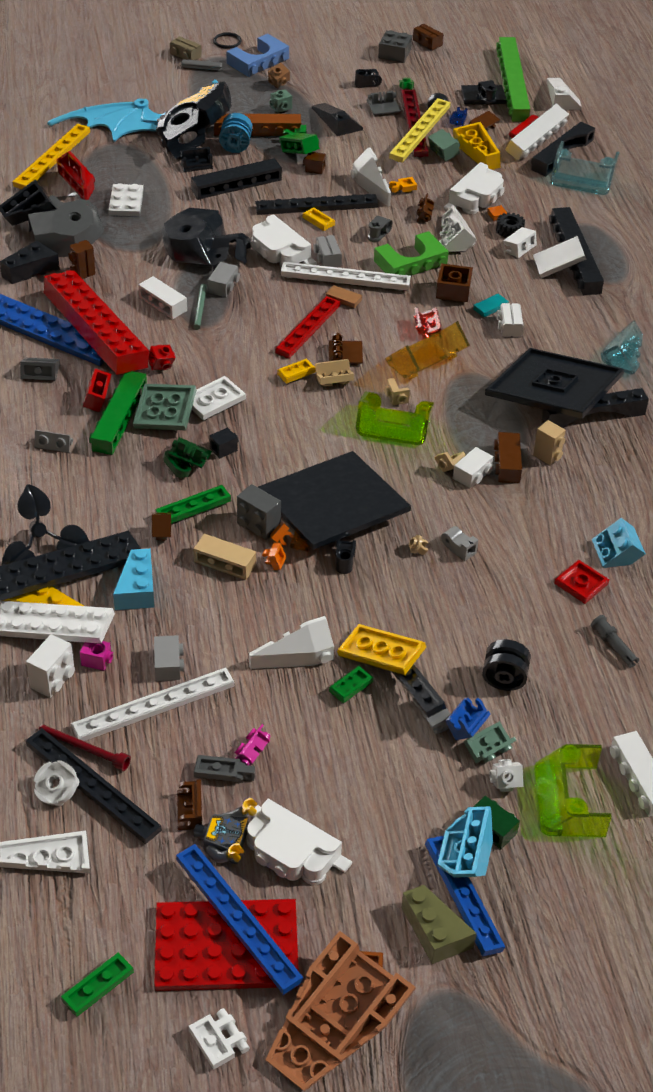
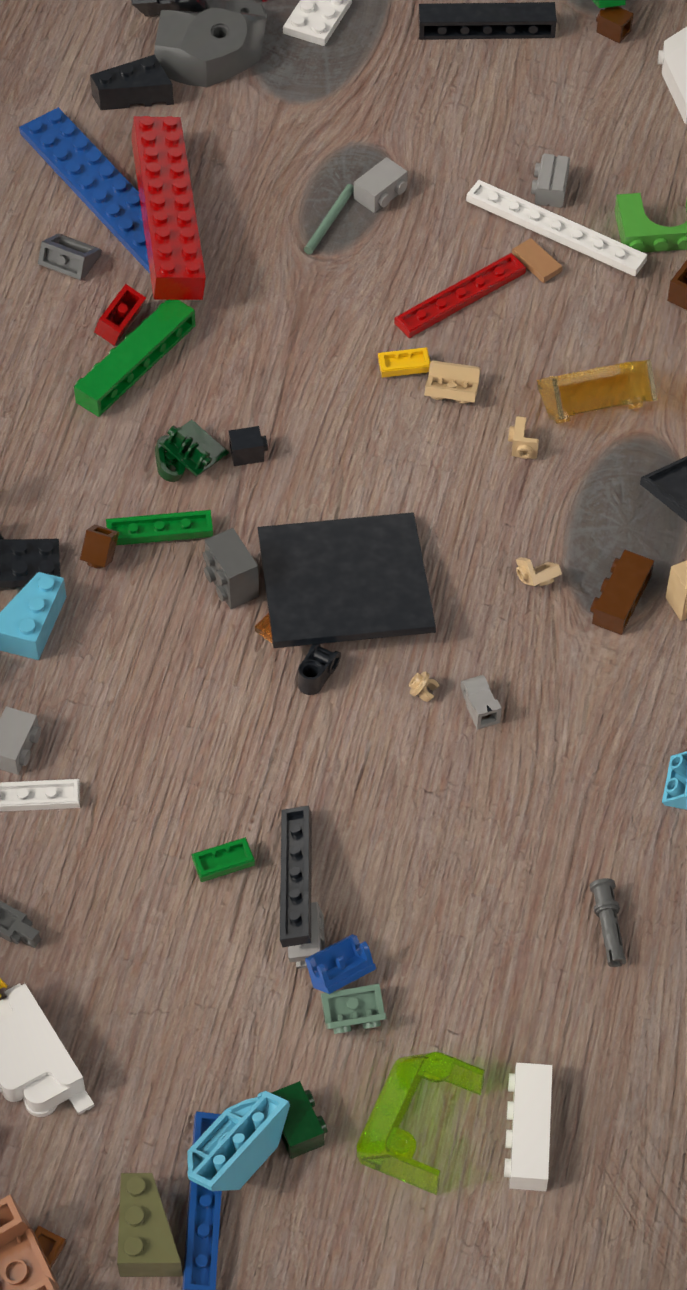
camera: 25 degrees right, 10 degrees up
(52, 441) = (29, 374): light grey hinge -> none
(82, 259) = (201, 102): reddish brown brick -> none
(161, 357) = (230, 287): red brick -> none
(162, 297) = (284, 191): white brick -> none
(164, 407) = (195, 367): sand green plate -> none
(200, 238) = (379, 109): black piece -> none
(216, 397) = (271, 371): white plate -> none
(225, 556) = (159, 618): tan brick -> none
(257, 740) = (43, 906): dark pink hinge -> none
(275, 556) = (224, 640): orange tile -> none
(279, 532) = (247, 607): orange tile -> none
(280, 243) = (488, 148): white brick -> none
(303, 647) = (187, 786): white wedge -> none
(318, 219) = (571, 119): yellow tile -> none
(320, 203) = (582, 94): black plate -> none
(345, 350) = (490, 350): reddish brown hinge -> none
(379, 228) = (647, 160): dark grey piece -> none
(381, 649) = (284, 825): yellow tile -> none
(393, 424) = (489, 485): clear neon green windscreen -> none
(428, 322) = (630, 339): clear red bracket -> none
(473, 467) = (563, 592): white brick -> none
(506, 665) = (432, 907): black wheel -> none
(513, 778) = (347, 1062): white brick -> none
(581, 581) = (618, 816): red tile -> none

